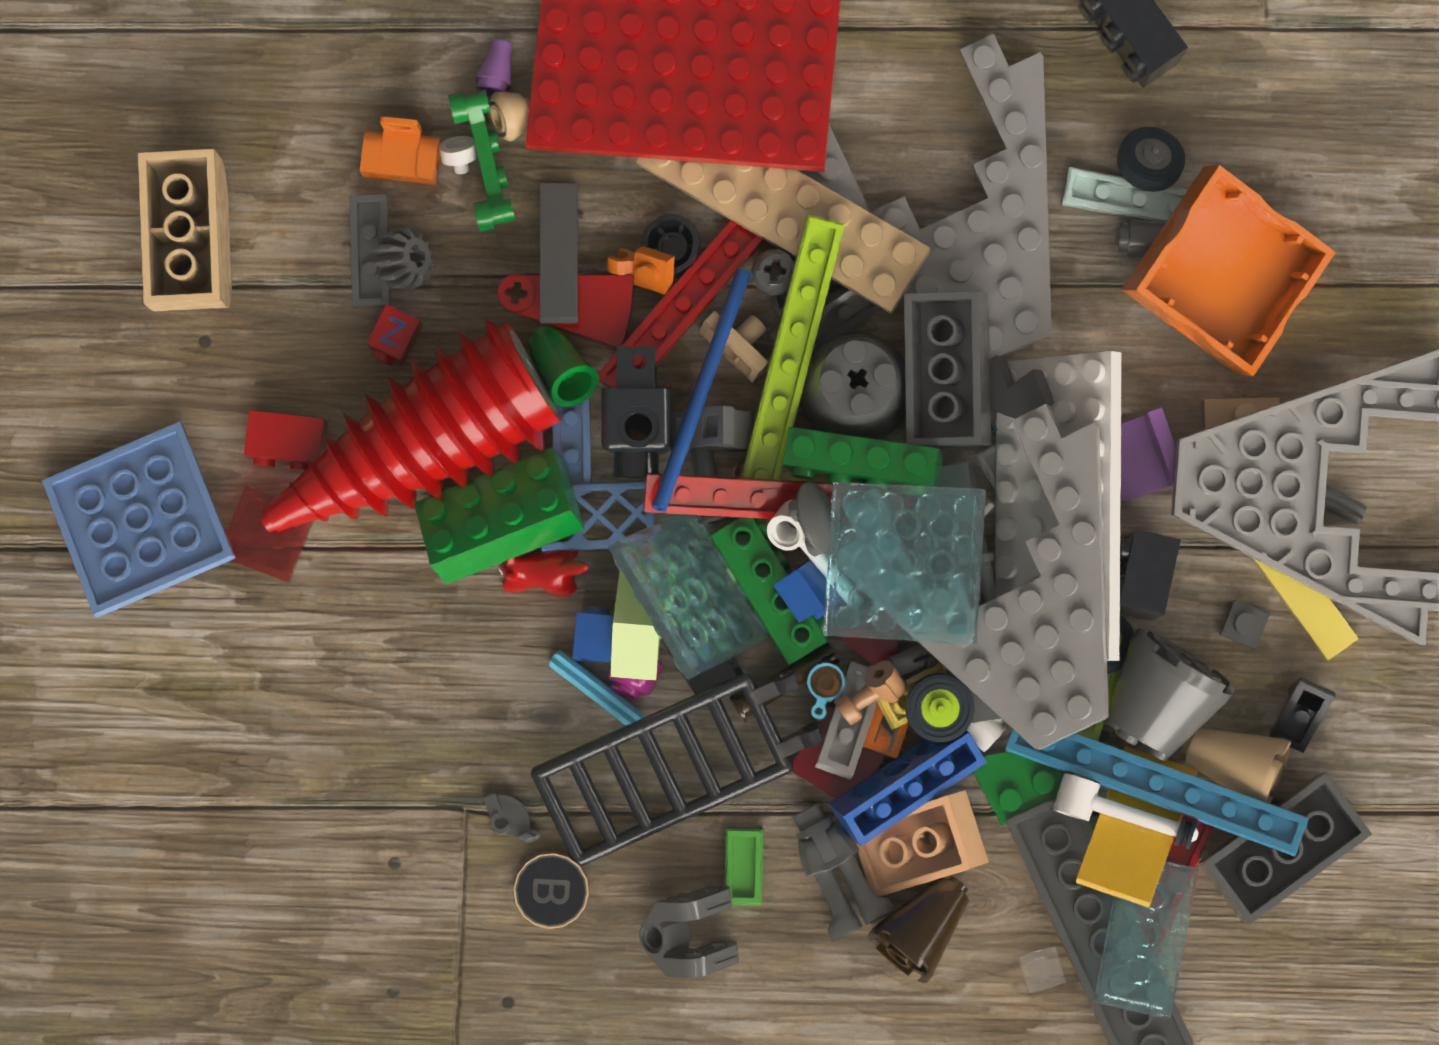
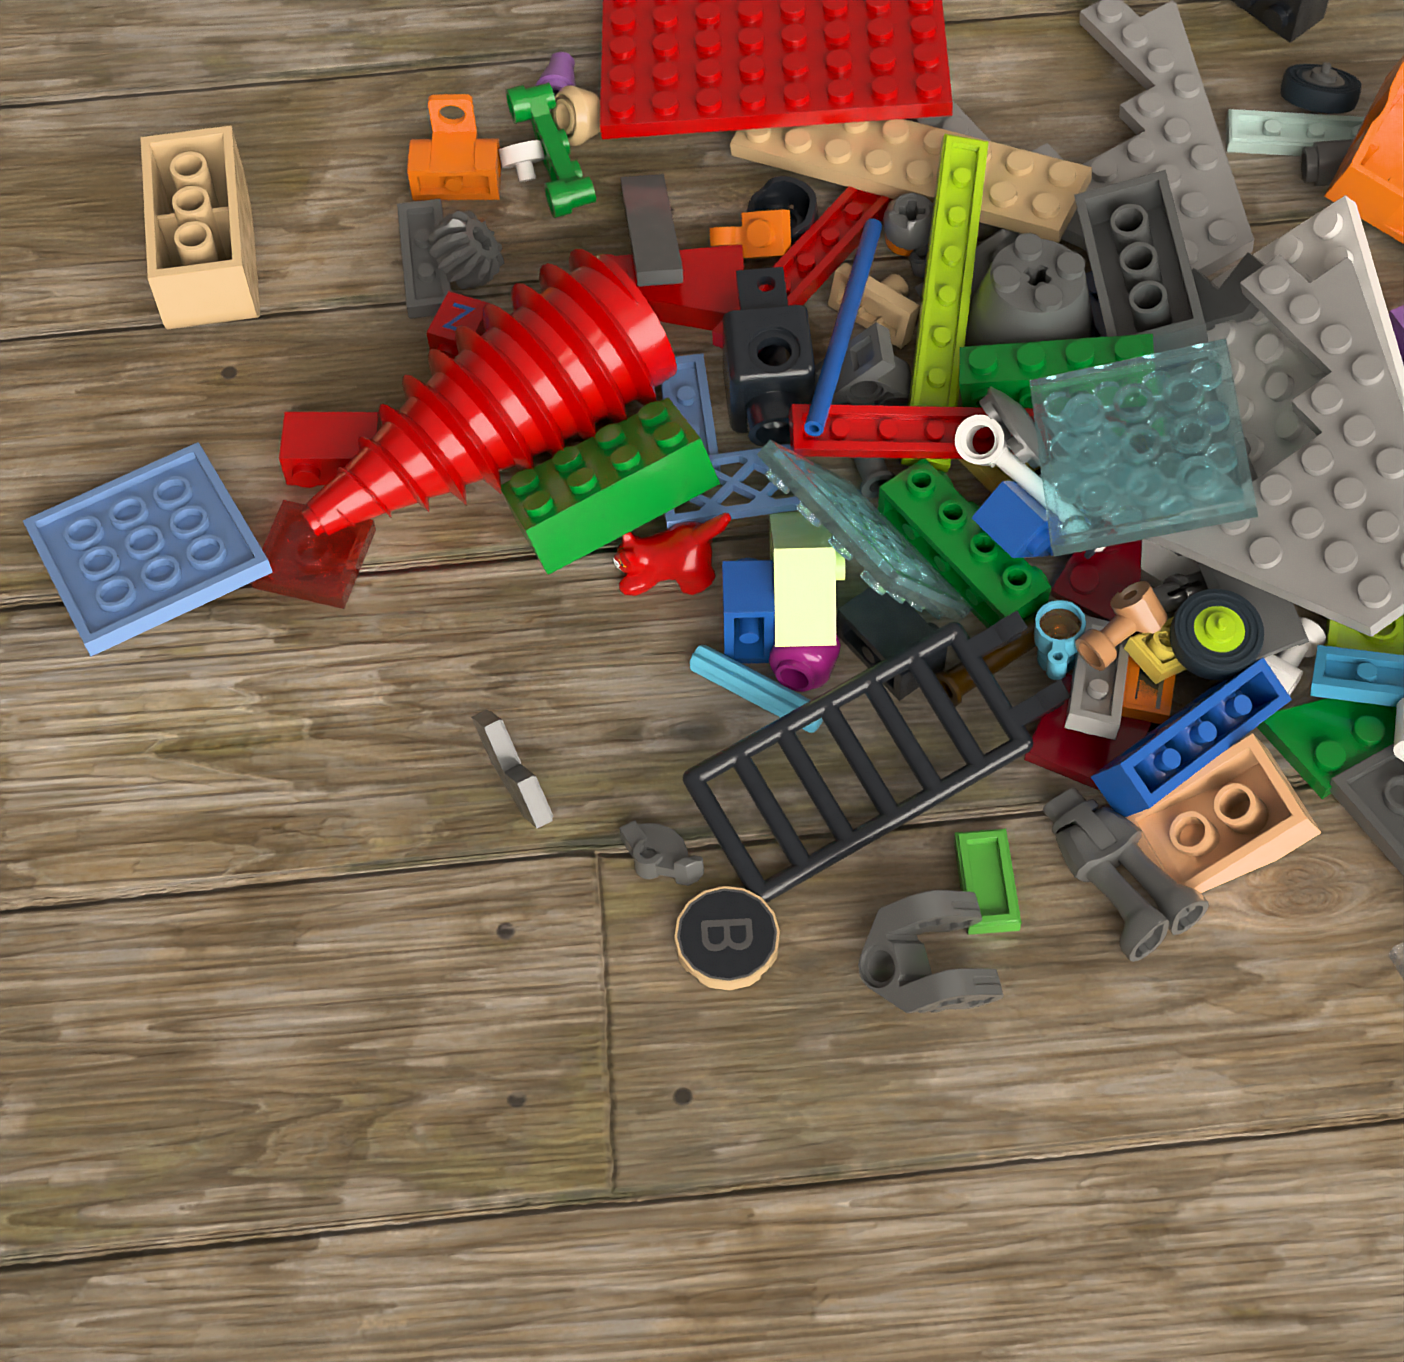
camera: 10 degrees left, 25 degrees down
(402, 731) = (518, 780): none -> tile
(562, 367) = (688, 331): green plant -> none
(922, 927) = (1247, 926): dark brown cone -> none

